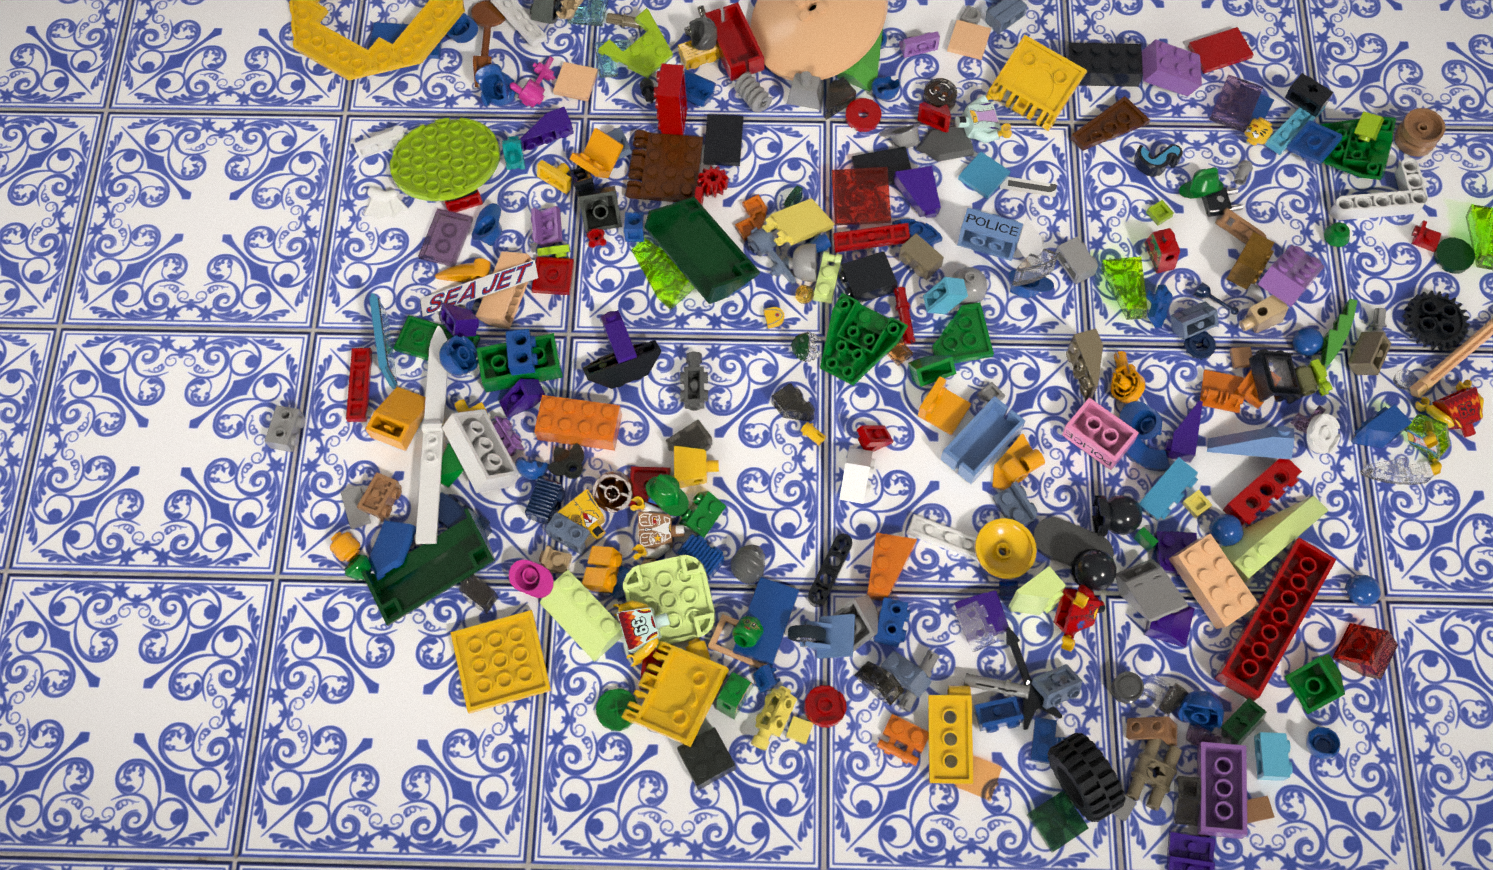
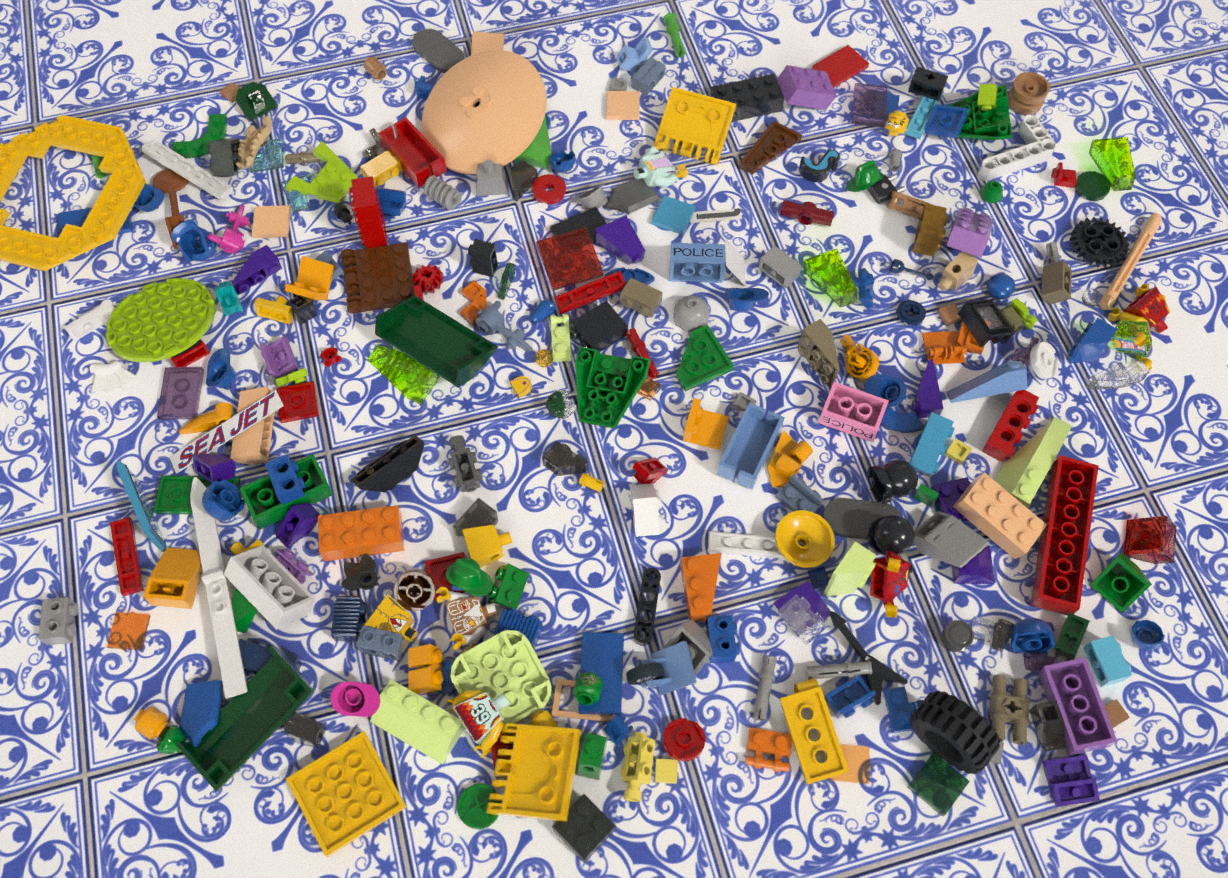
camera: 20 degrees left, 5 degrees down
(345, 456) = (128, 631): none -> clear orange piece
(351, 498) = (153, 679): light grey tile -> none
(380, 496) = (176, 661): medium nougat bracket -> none
(532, 469) = (326, 591): blue hair -> none
(555, 560) = (374, 674): tan bracket -> none
(600, 209) = (327, 329): pearl dark grey slope -> none
(618, 336) = (377, 440): dark purple slope -> none
(634, 226) = (364, 337): blue brick -> none
(703, 33) = (381, 149): dark grey hair -> none
(723, 140) = (427, 241): black tile -> none
(748, 564) = (568, 622): dark grey hair -> none
(773, 174) = (483, 257): none -> black brick
(798, 222) = (519, 295): light yellow tile -> none
(804, 262) = (536, 329): light grey cylinder -> none
(879, 682) = (729, 700): clear smoke slope -> none
(907, 673) = (752, 684): sand blue brick -> none
(919, 44) = (581, 117): medium lavender bracket -> none
(930, 368) = (682, 394): green slope -> none
(934, 116) = (614, 174): red slope -> none
(940, 92) = (612, 157): clear smoke head -> none
(945, 295) = (675, 325): medium azure brick -> none
(1035, 267) = (747, 281): clear slope -> none
(1057, 685) = (895, 653): sand blue bracket -> none
(1126, 208) = (807, 213): none -> dark red piece
(1152, 728) = (992, 668): medium nougat bracket -> none
(1160, 212) = (839, 209): lime tile -> none
(1163, 246) = (852, 239): red torso -> none
(1194, 320) = (899, 292): sand blue brick -> none
(1226, 529) = (993, 465): blue hair -> none
(1337, 335) = (1024, 272): bright green slope -> none
(1363, 590) = (1127, 487): blue hair -> none

